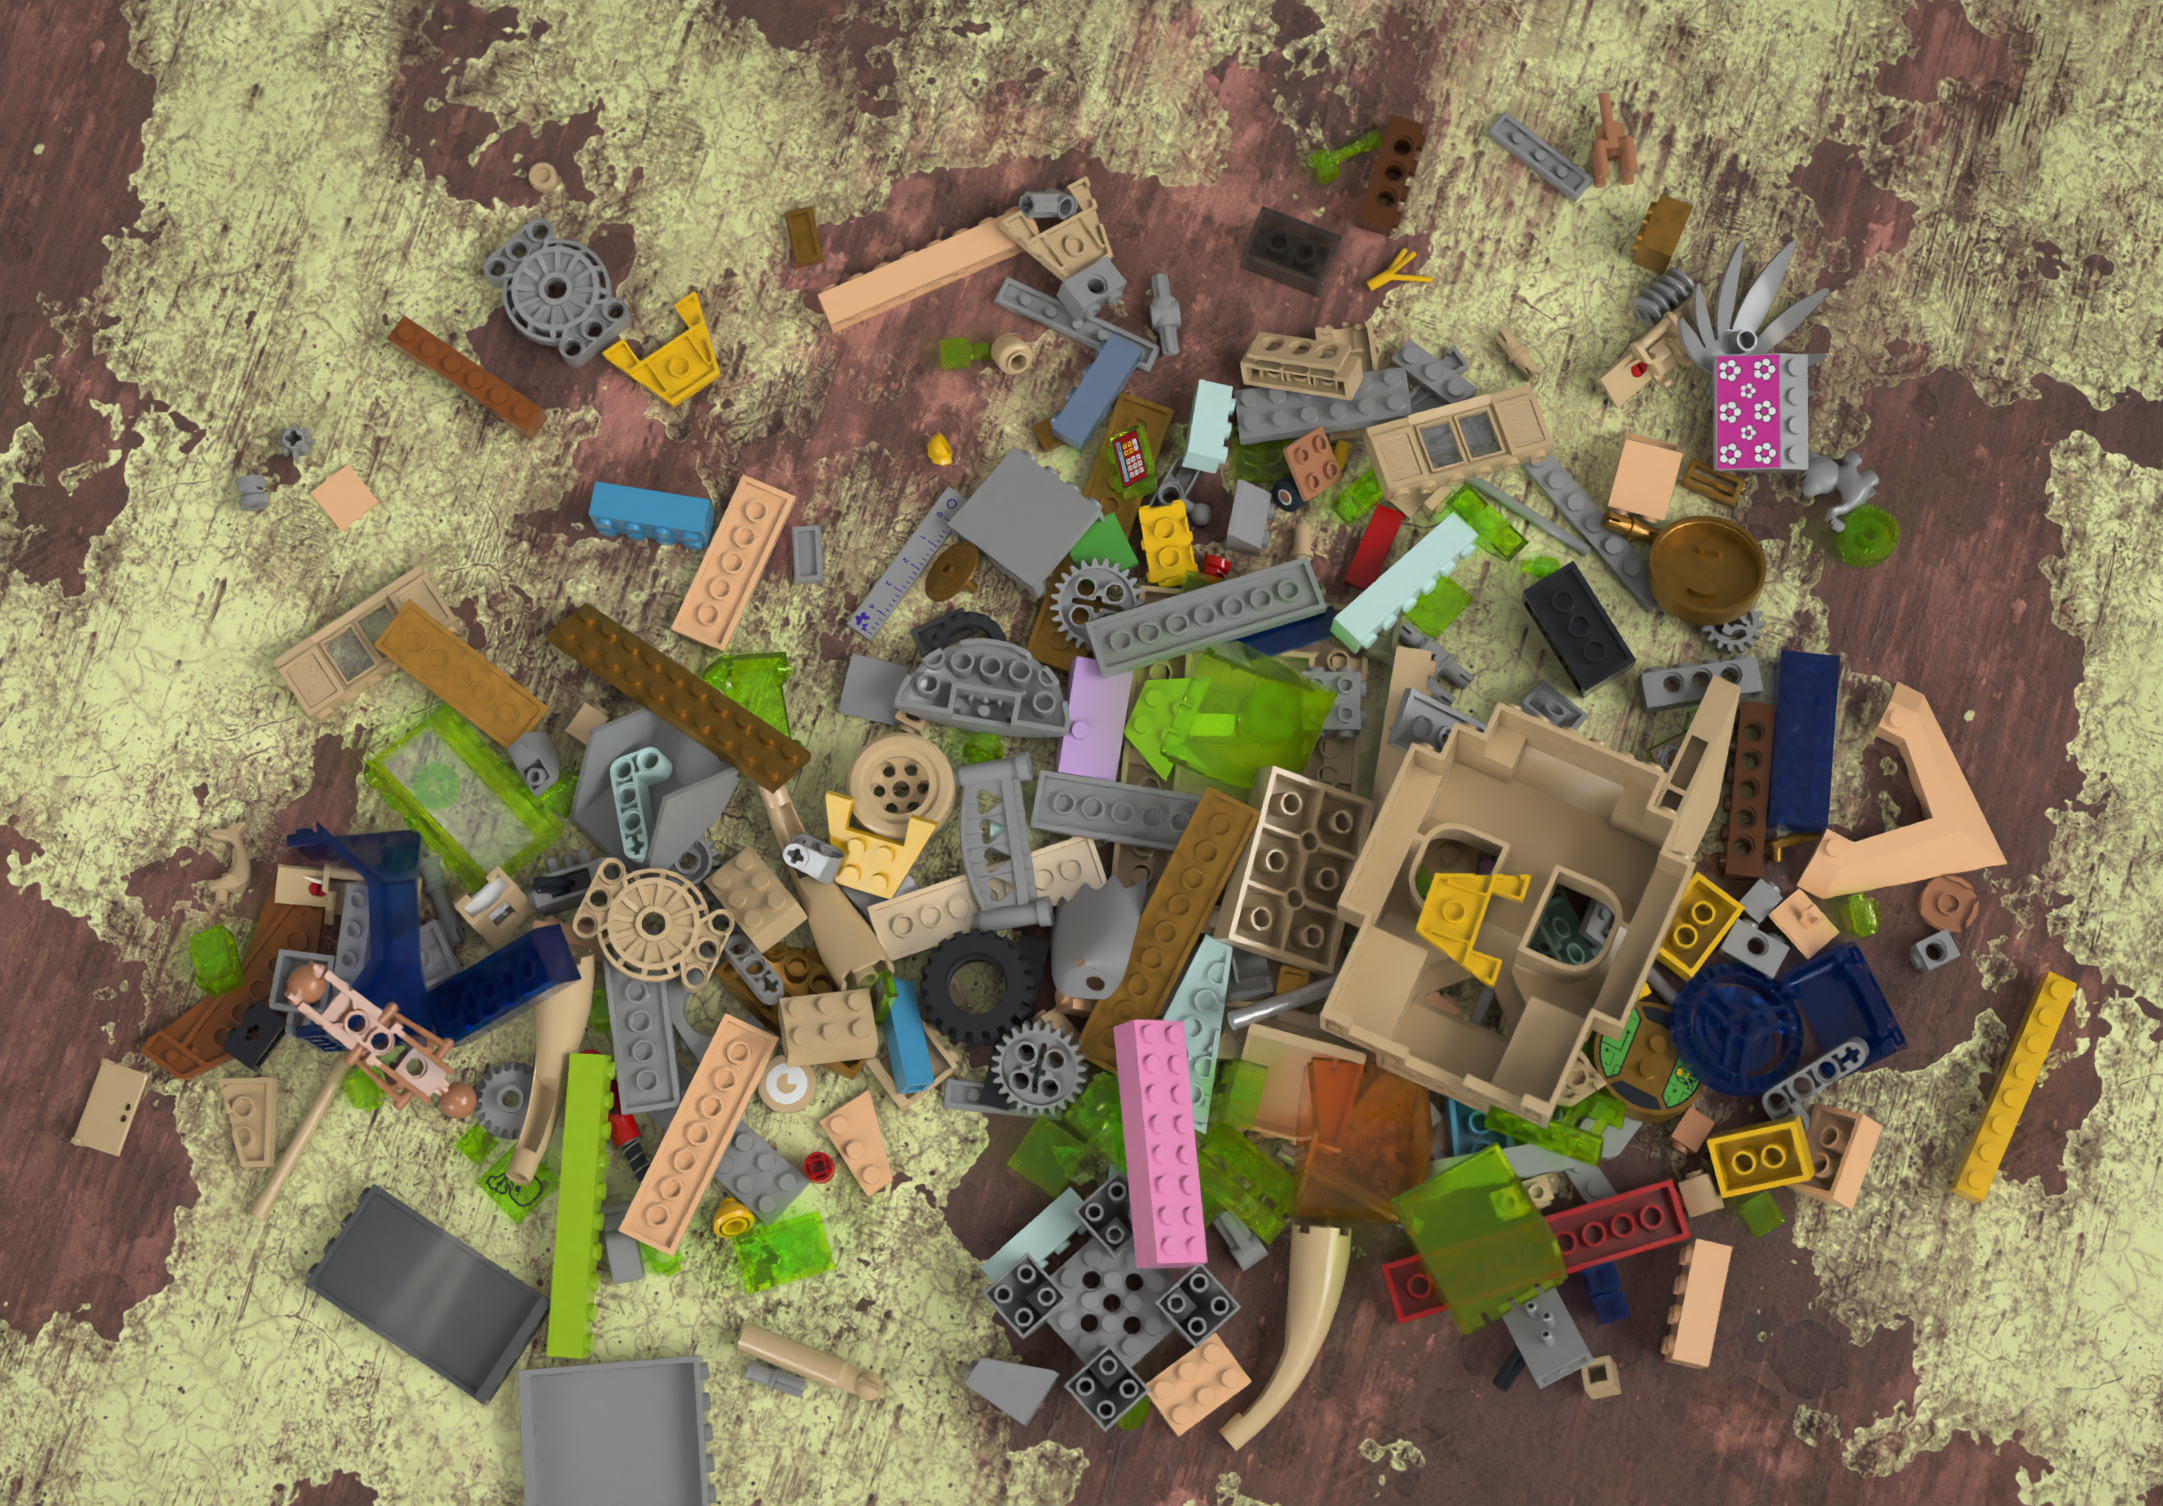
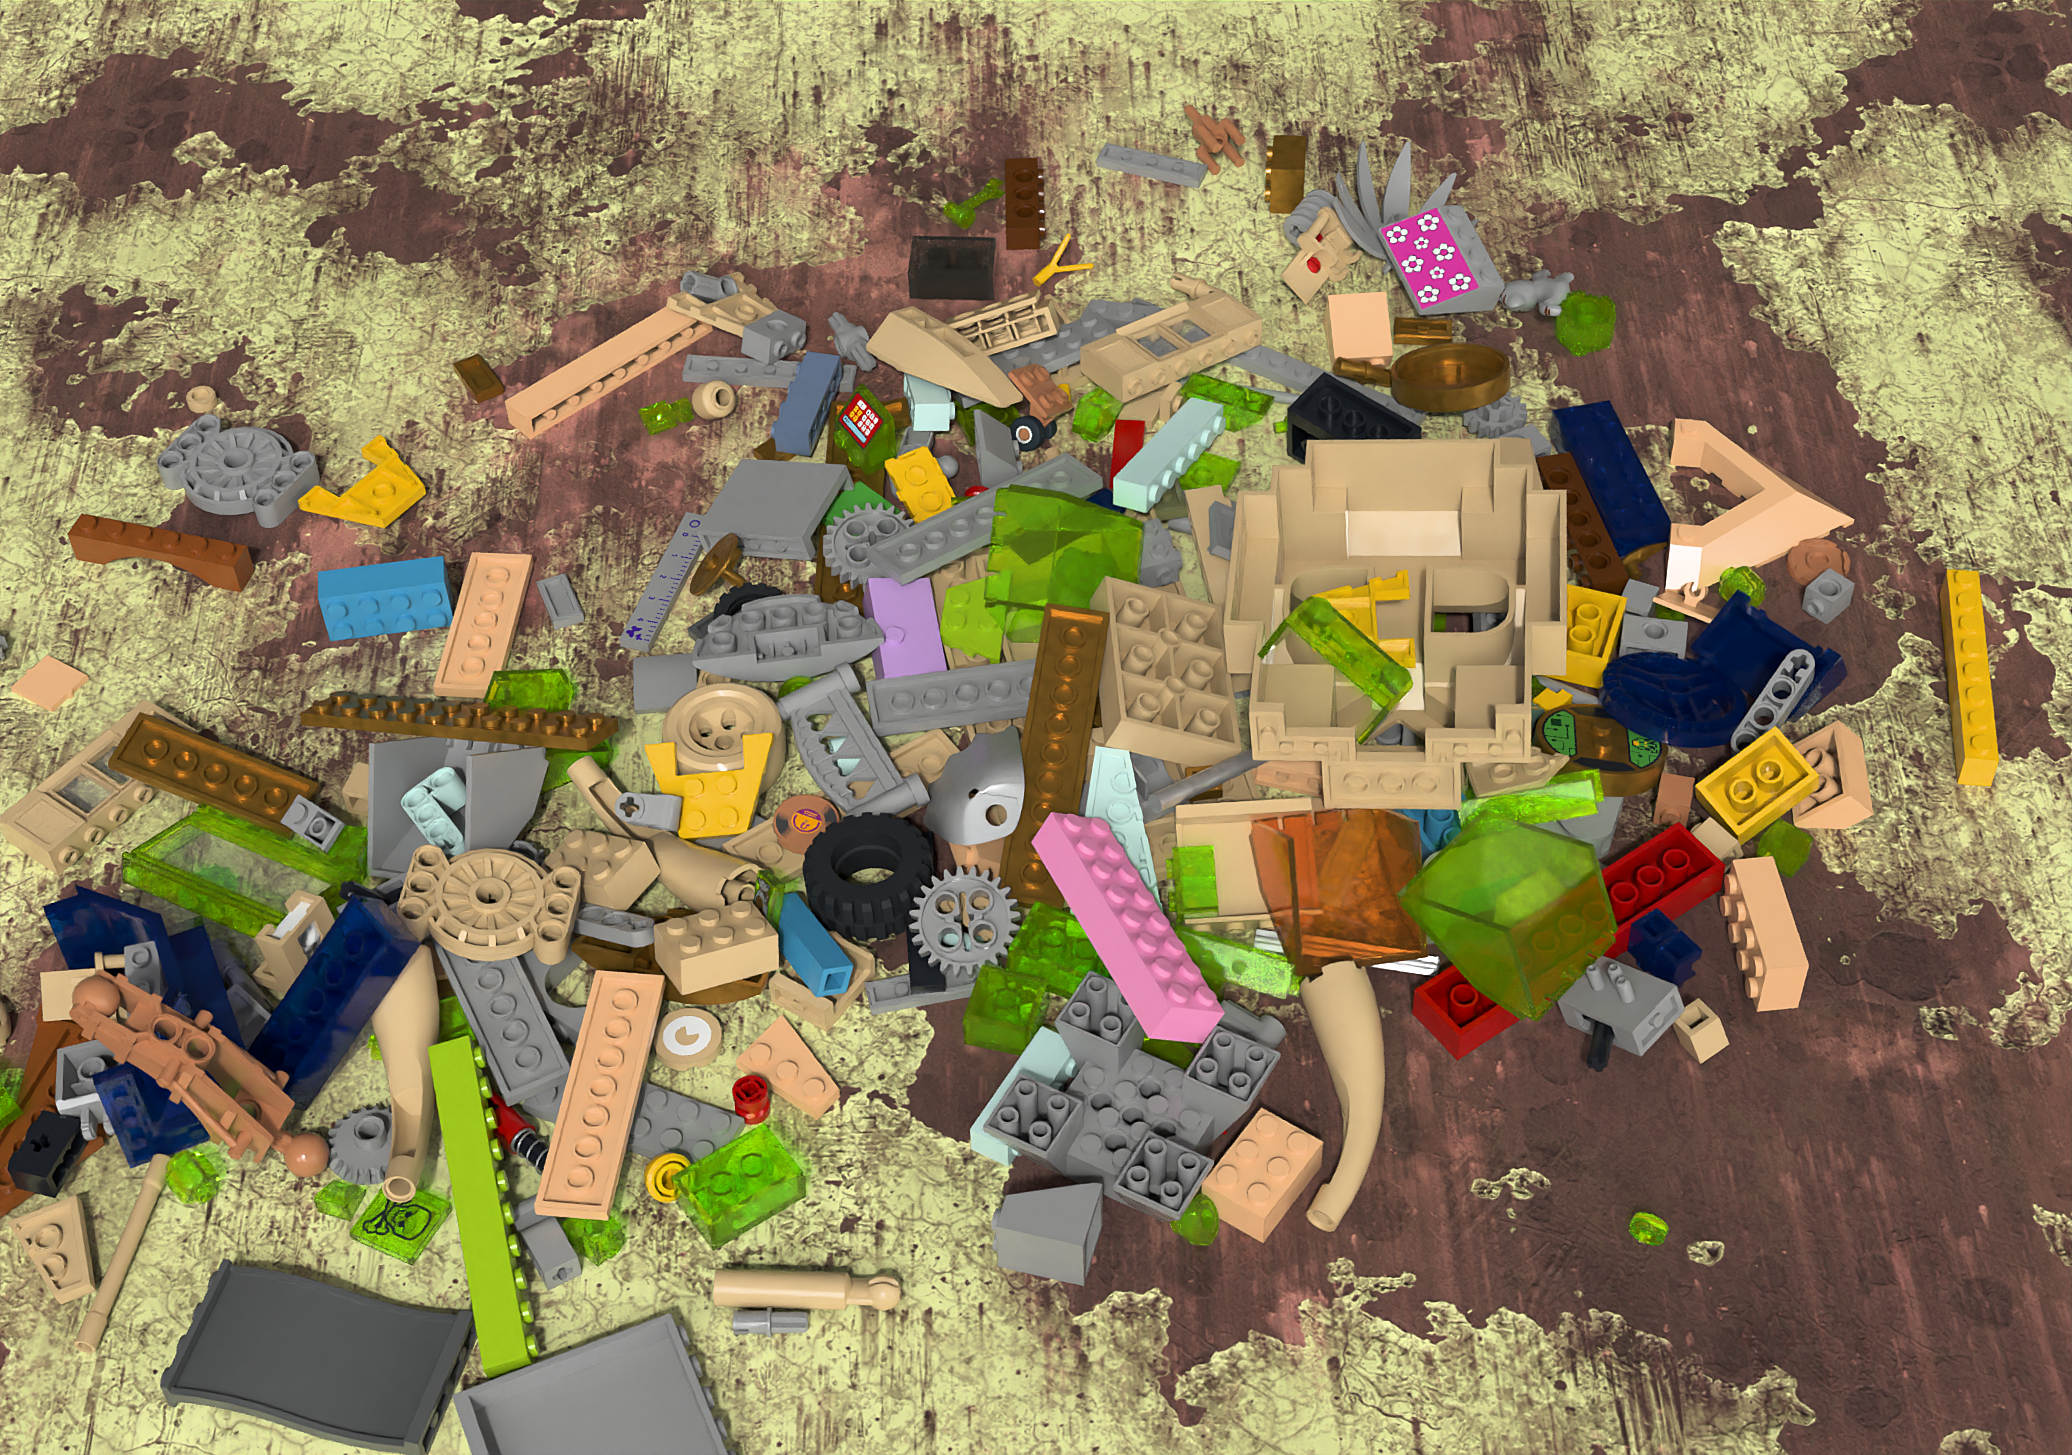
camera: 20 degrees left, 30 degrees down
(939, 450) = (666, 489): yellow piece -> none
(942, 909) = (801, 820): none -> nougat tile
(1170, 438) = (900, 411): none -> pearl gold plate
(1231, 395) = (940, 355): none -> tan wedge
(1420, 943) = (1350, 653): none -> clear neon green windscreen

